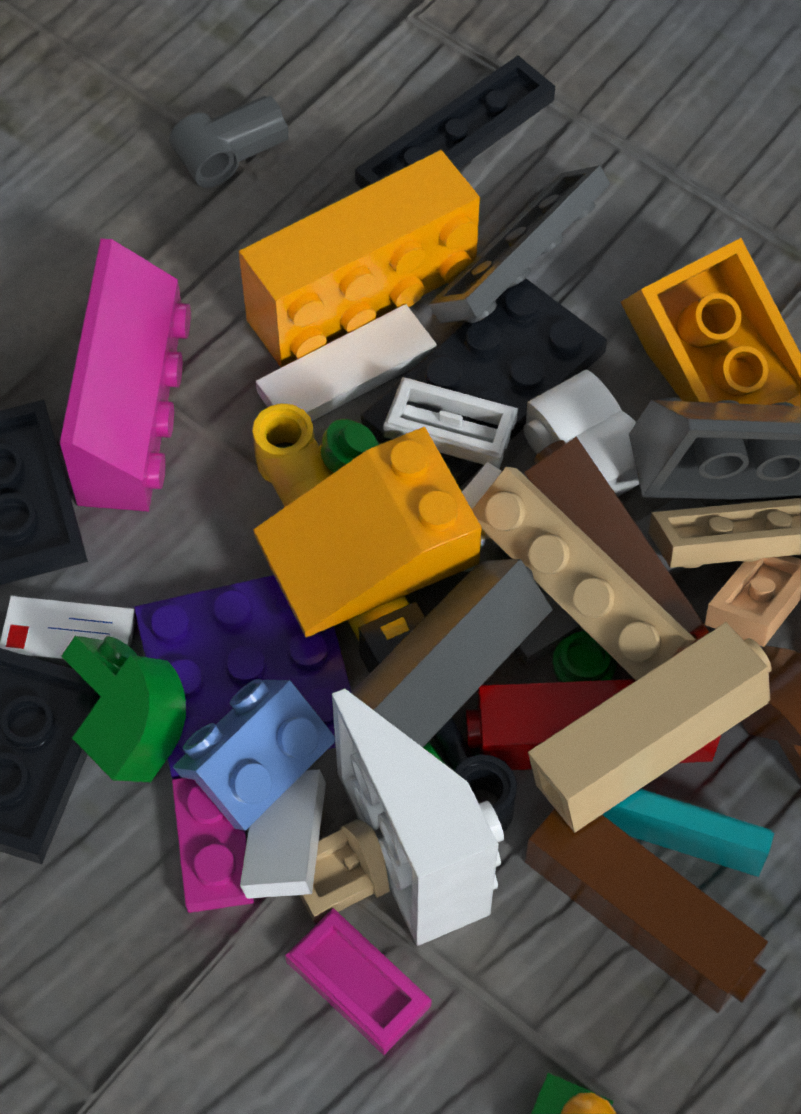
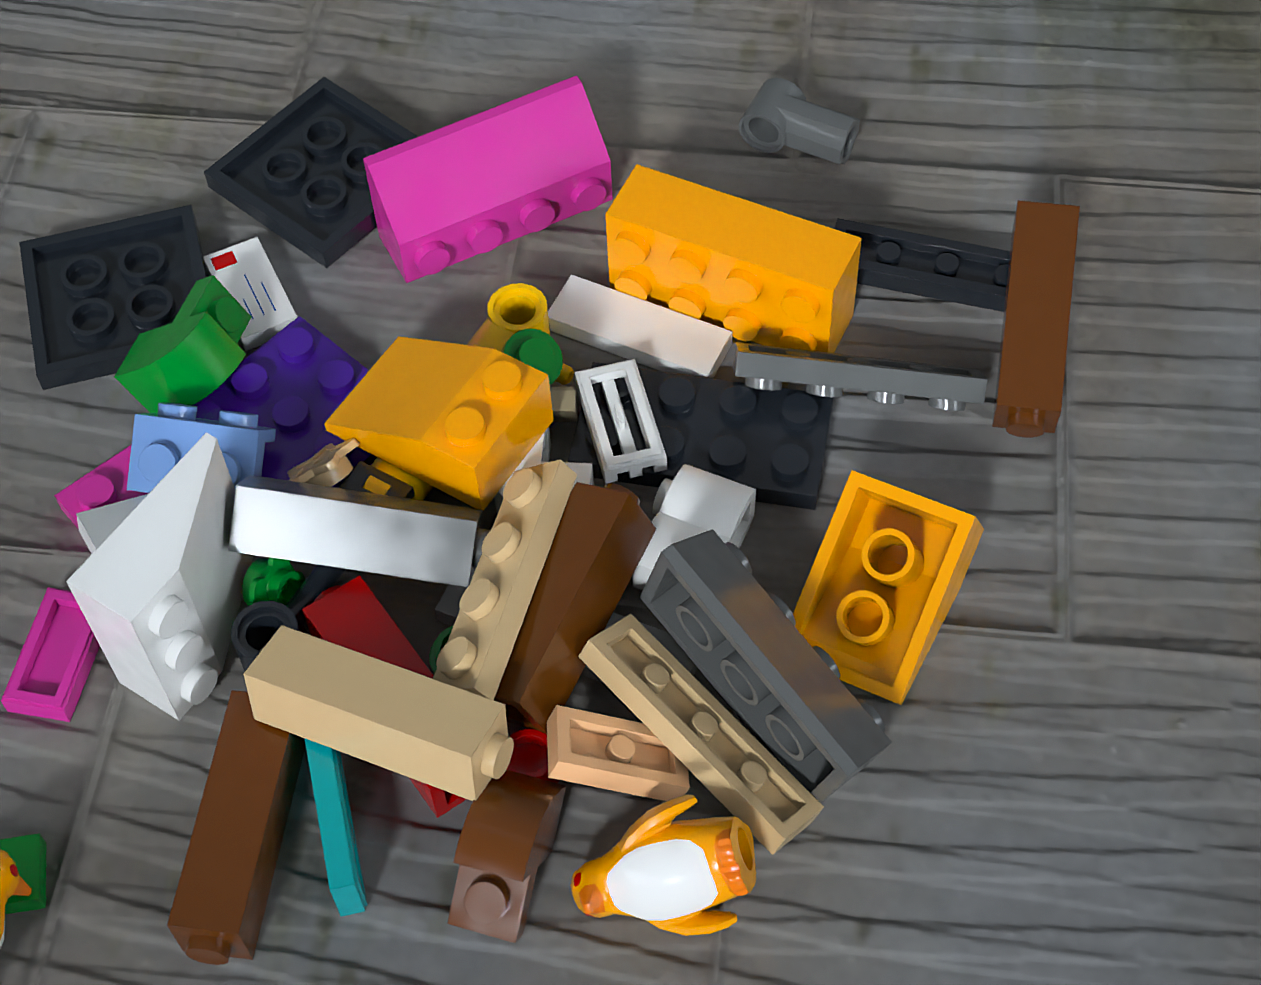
camera: 60 degrees right, 5 degrees down
(343, 658) = (326, 466): none -> tan plate
(564, 100) = (1036, 318): none -> reddish brown brick

